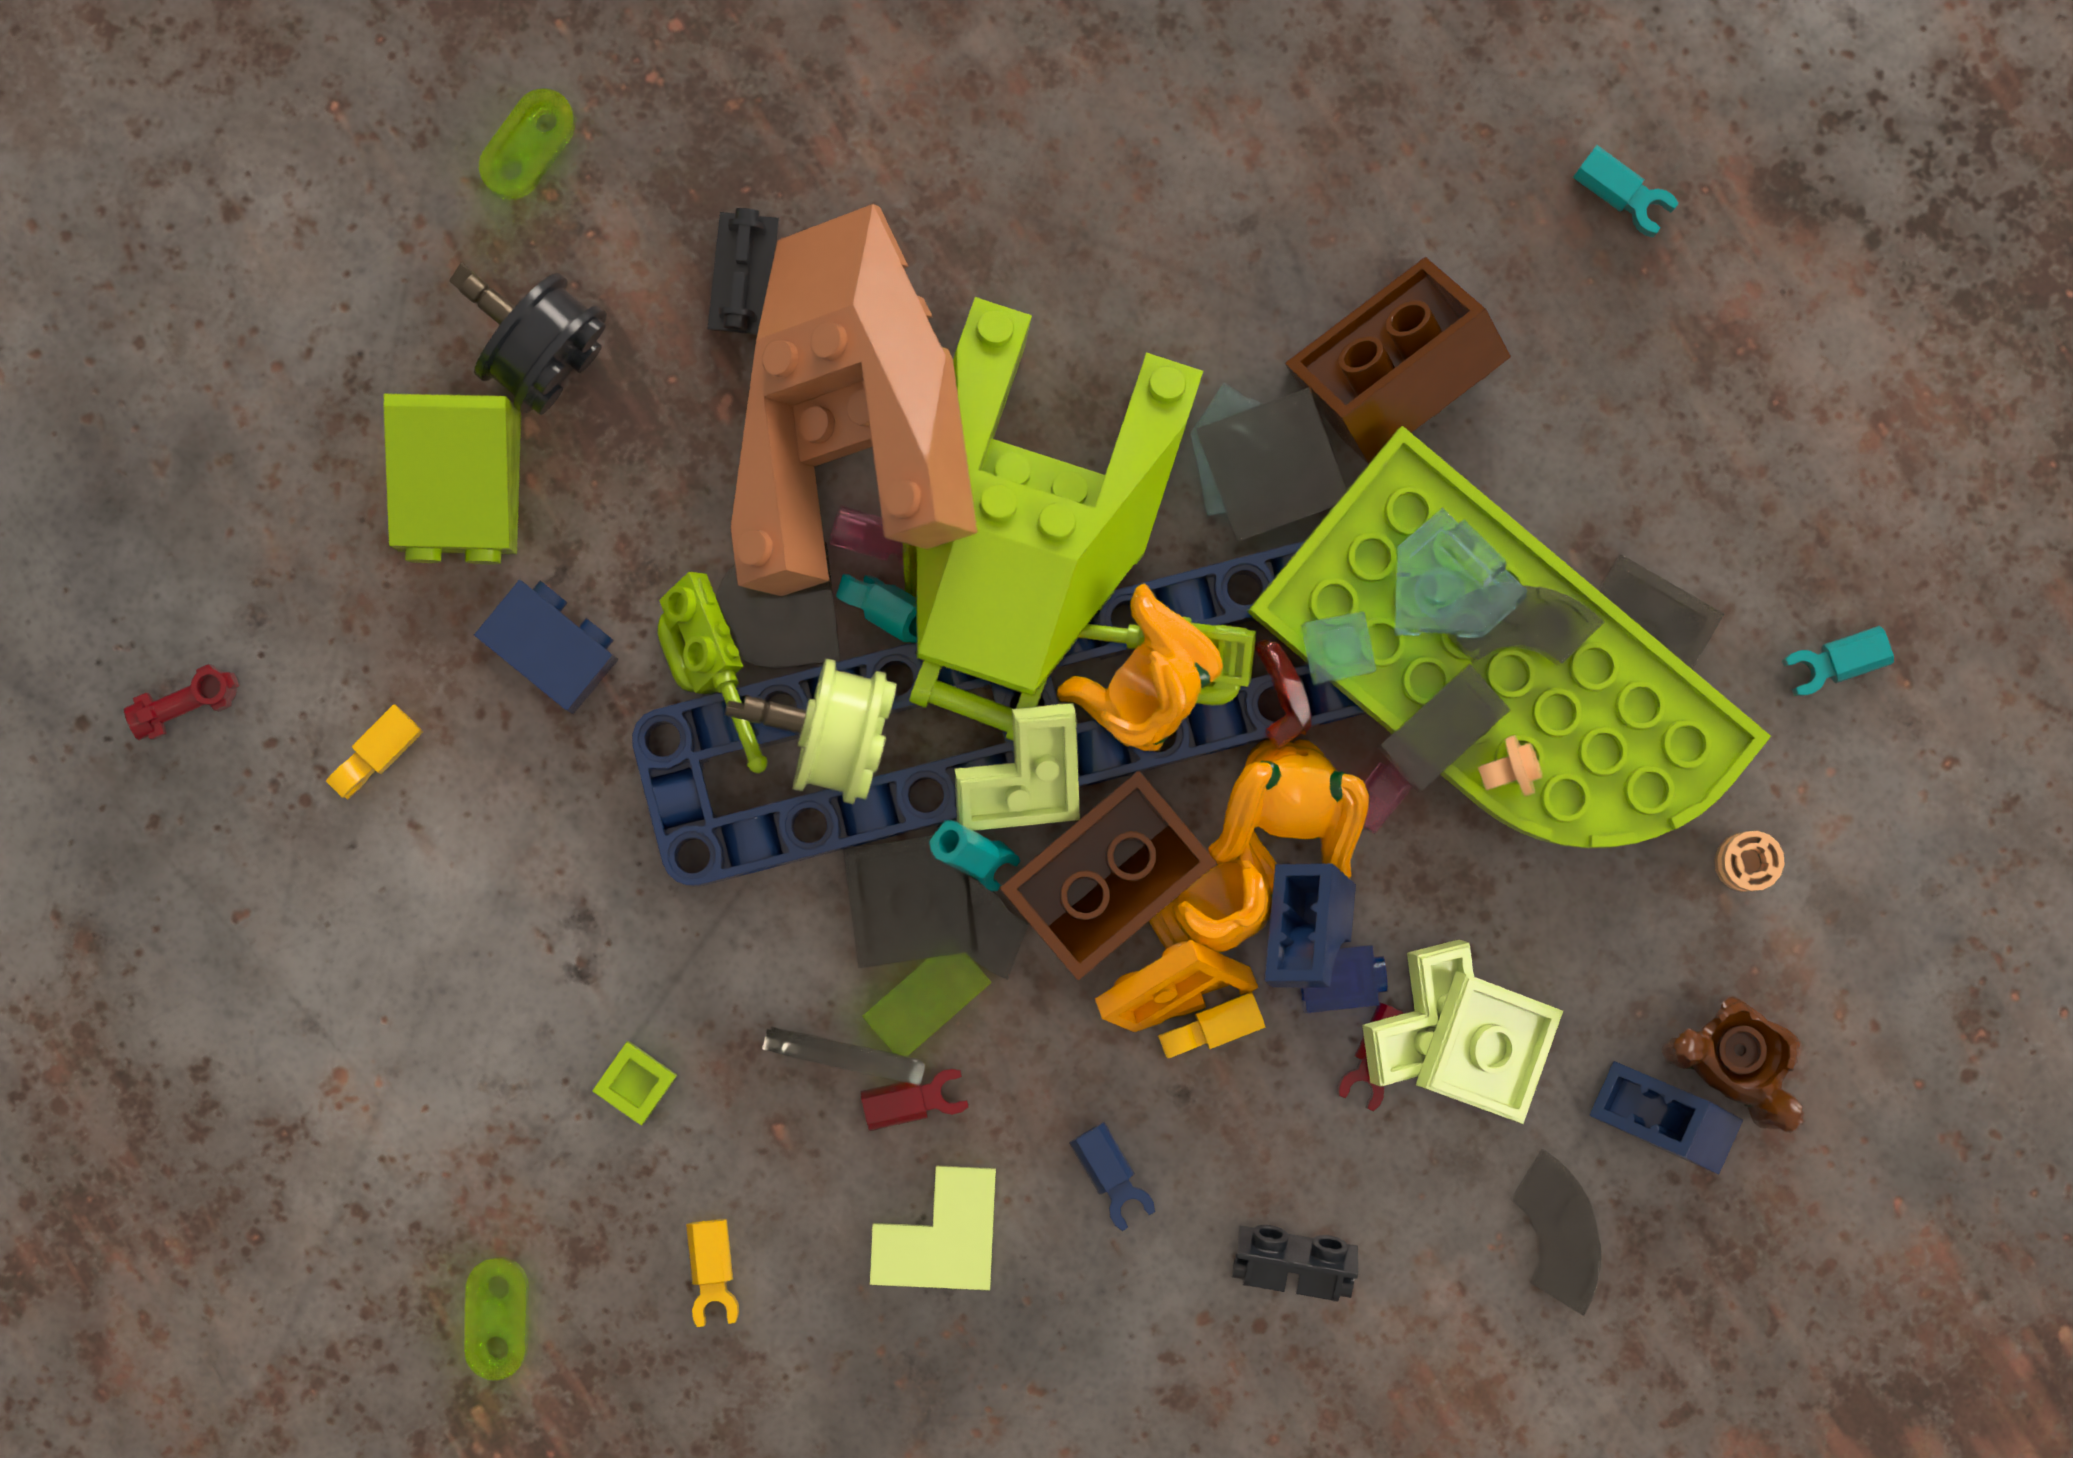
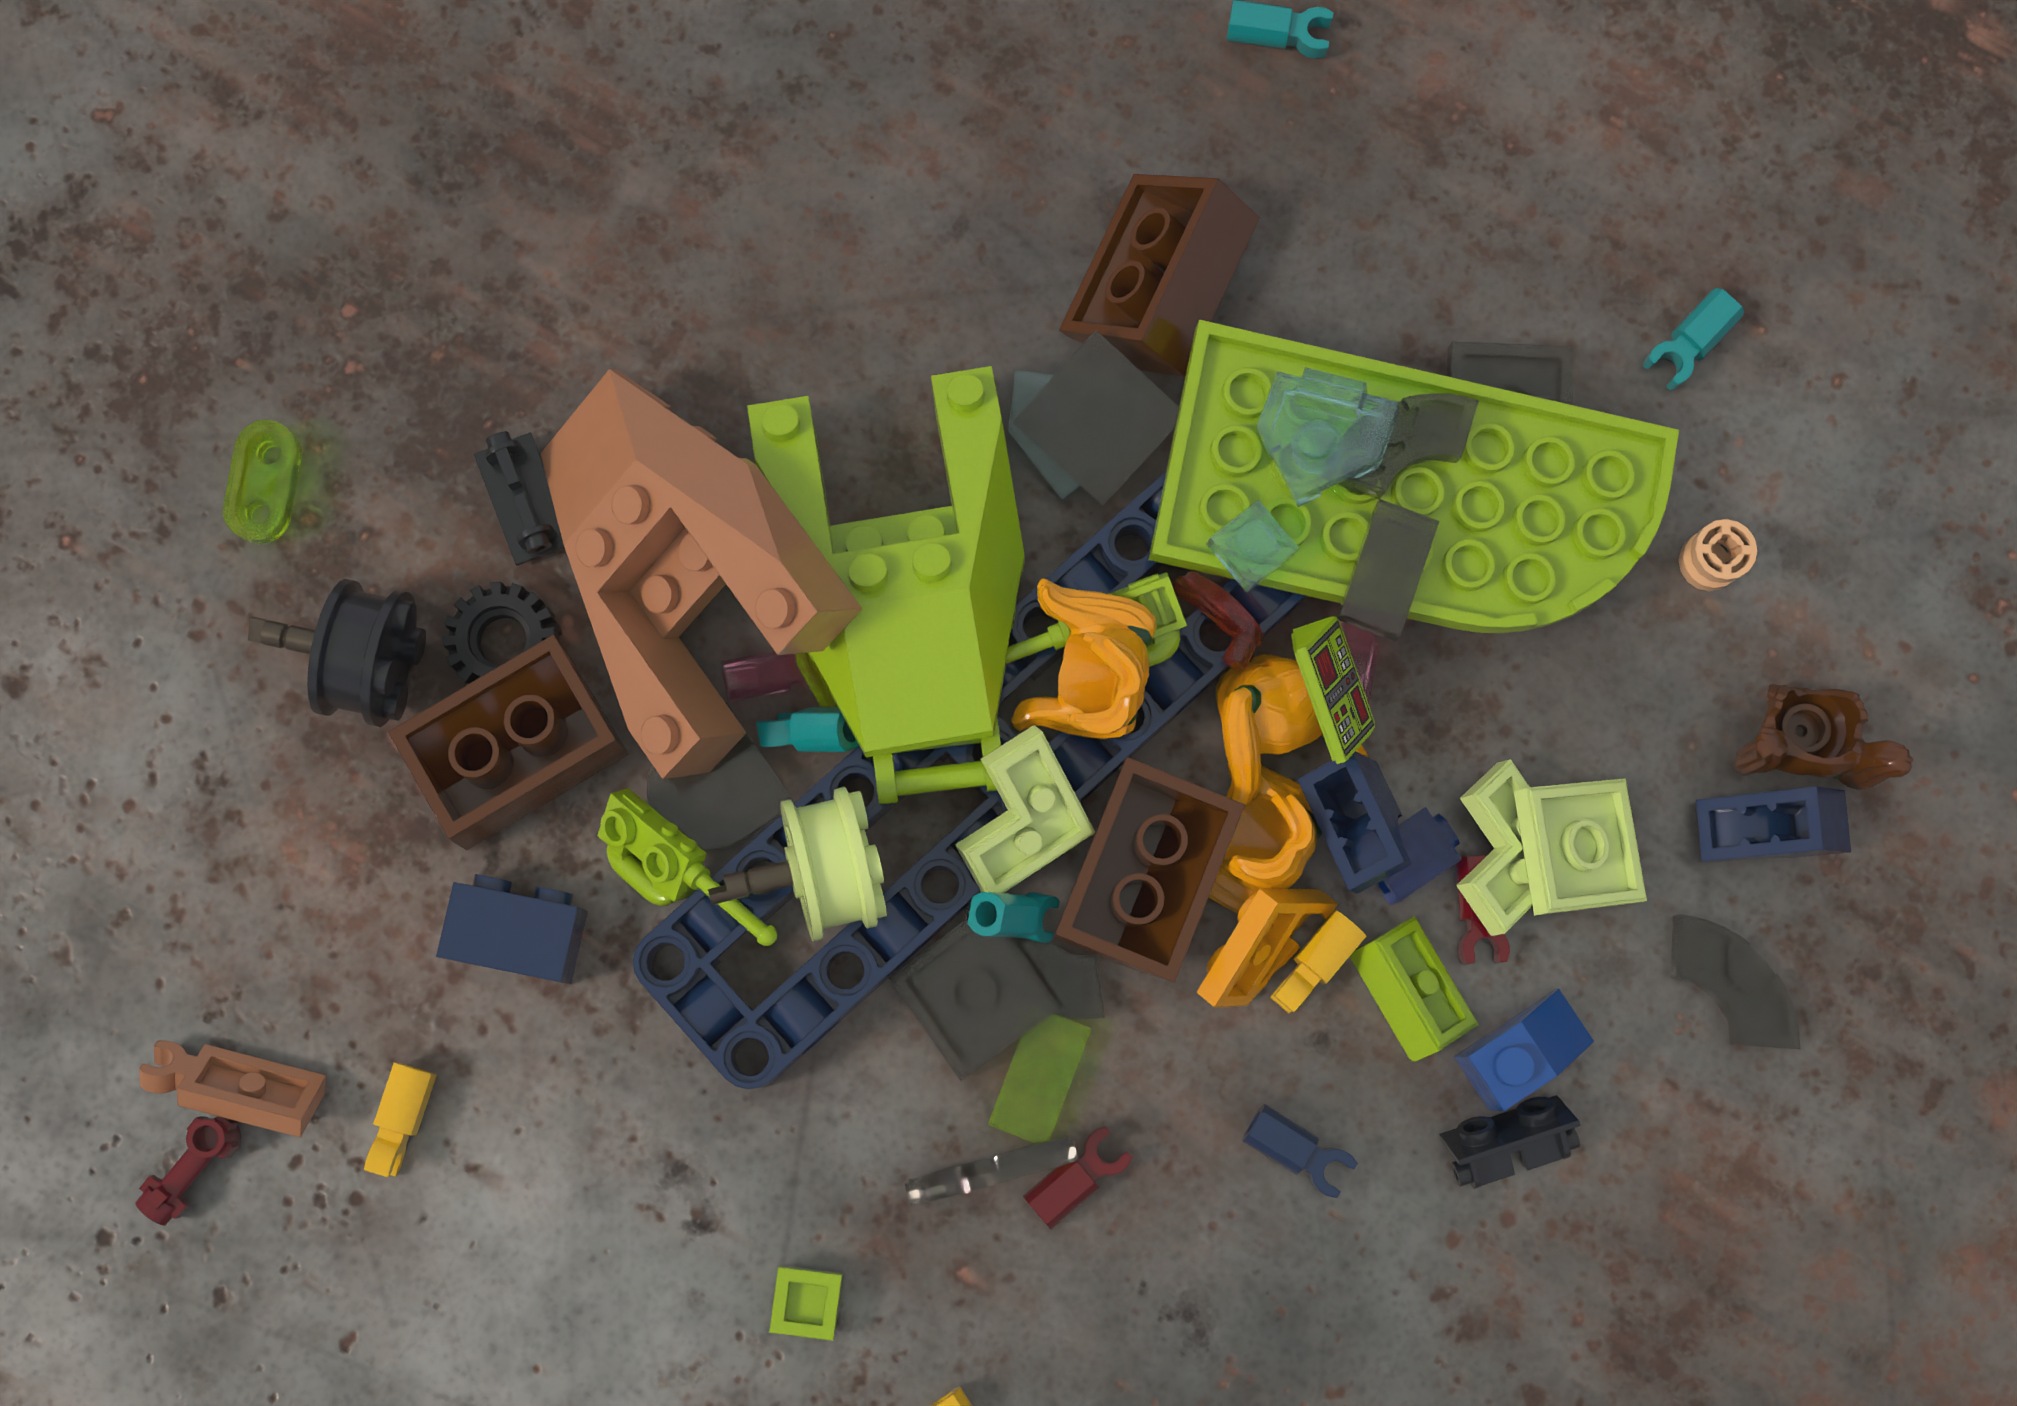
camera: 30 degrees left, 5 degrees down
(253, 655) = (236, 1086): none -> nougat plate
(452, 476) = (340, 817): lime slope -> none
(624, 484) = (507, 743): none -> reddish brown slope
(654, 355) = (480, 611): none -> black tyre
(953, 1250) = (1188, 1297): yellowish green tile -> none
(1283, 1093) = (1413, 990): none -> lime slope
(1343, 803) = (1333, 686): none -> slope
(1349, 1194) = (1525, 1052): none -> blue slope
(1519, 766) = (1476, 567): light nougat plate -> none

